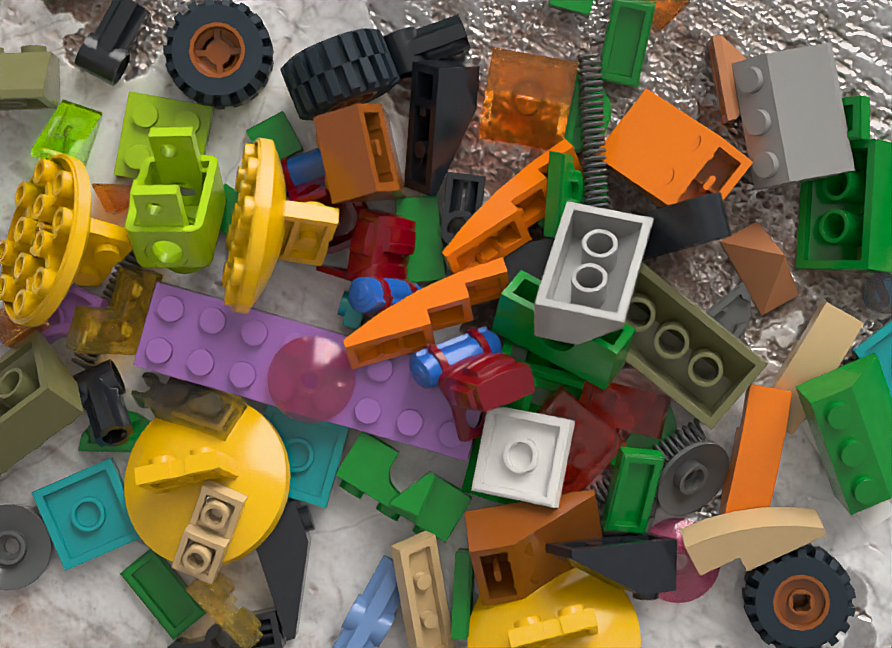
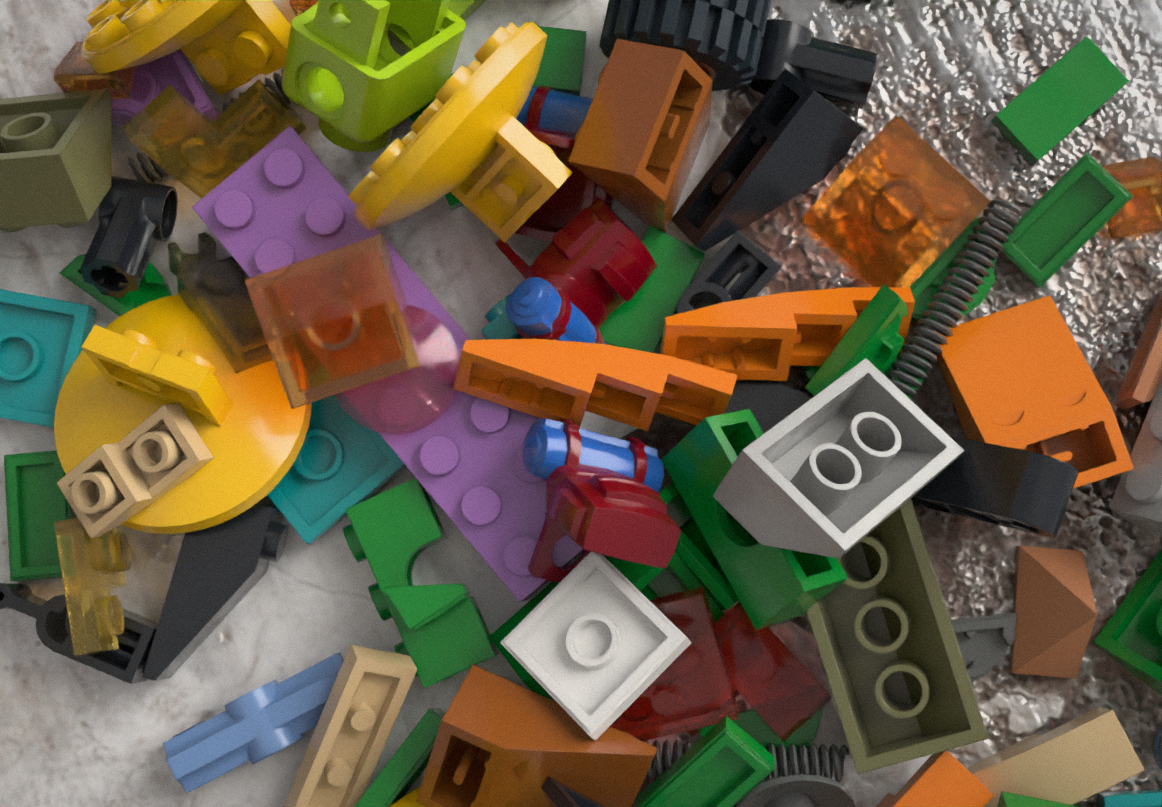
camera: 35 degrees right, 5 degrees down
(263, 376) = (335, 320): none -> clear orange slope

